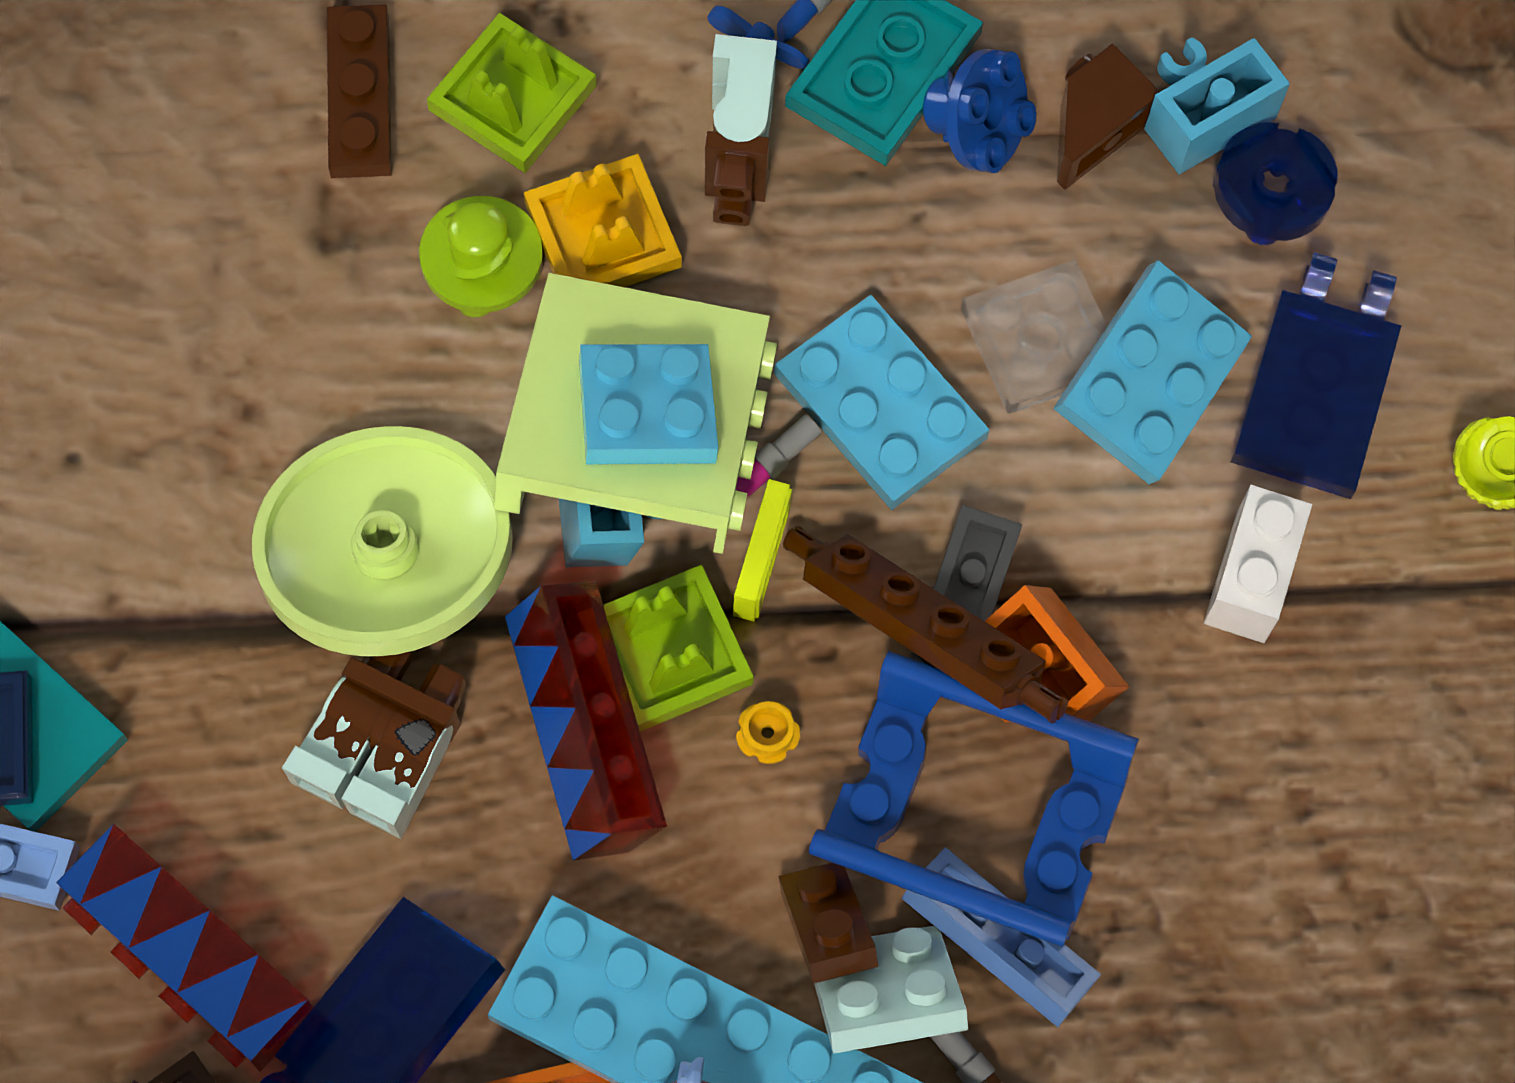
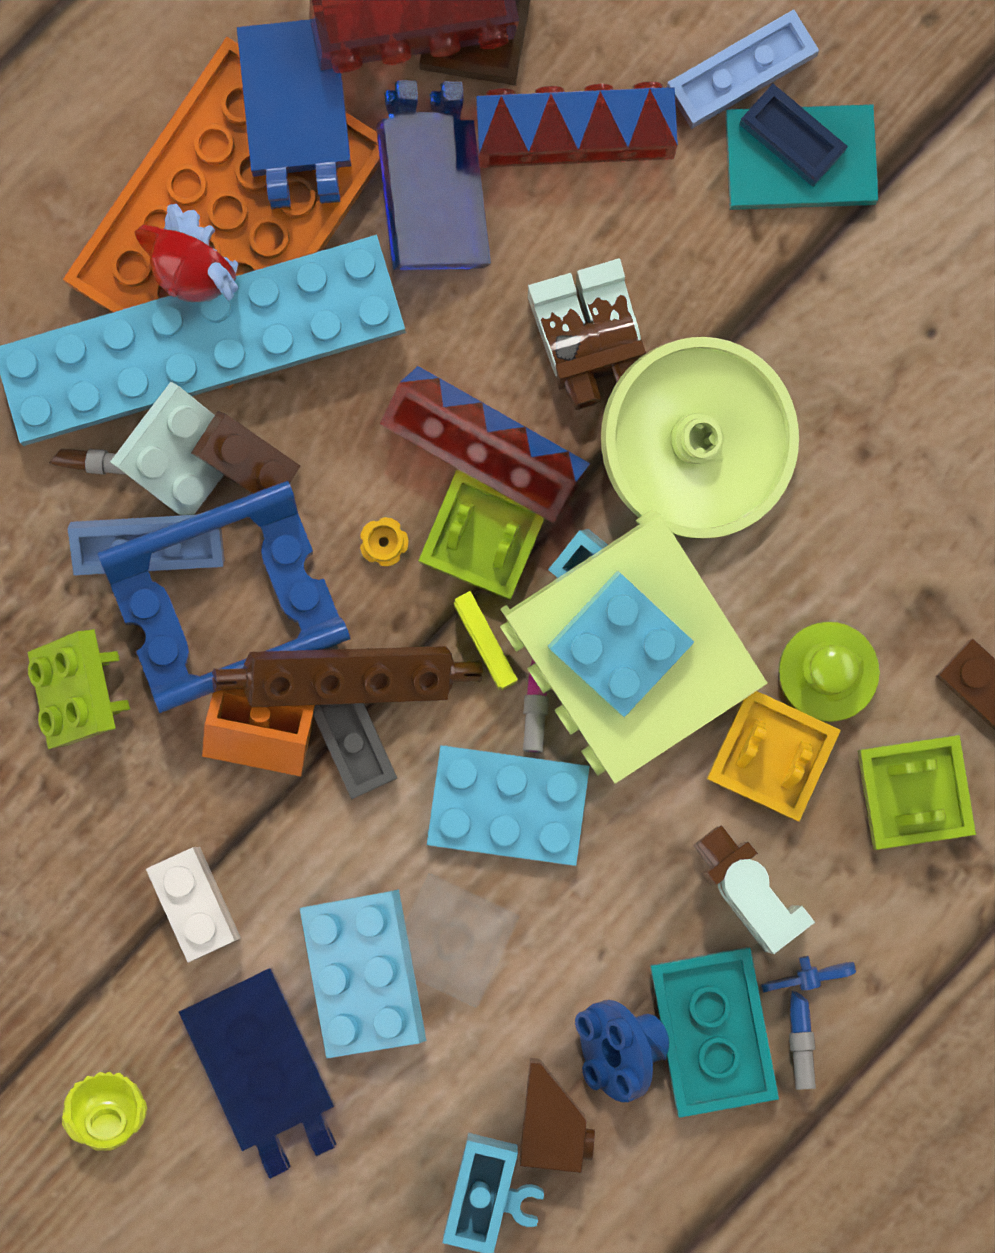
camera: 140 degrees right, 15 degrees up
(1201, 853) = (73, 689): none -> lime plate
(1267, 213) = (377, 1195): clear blue plate -> none

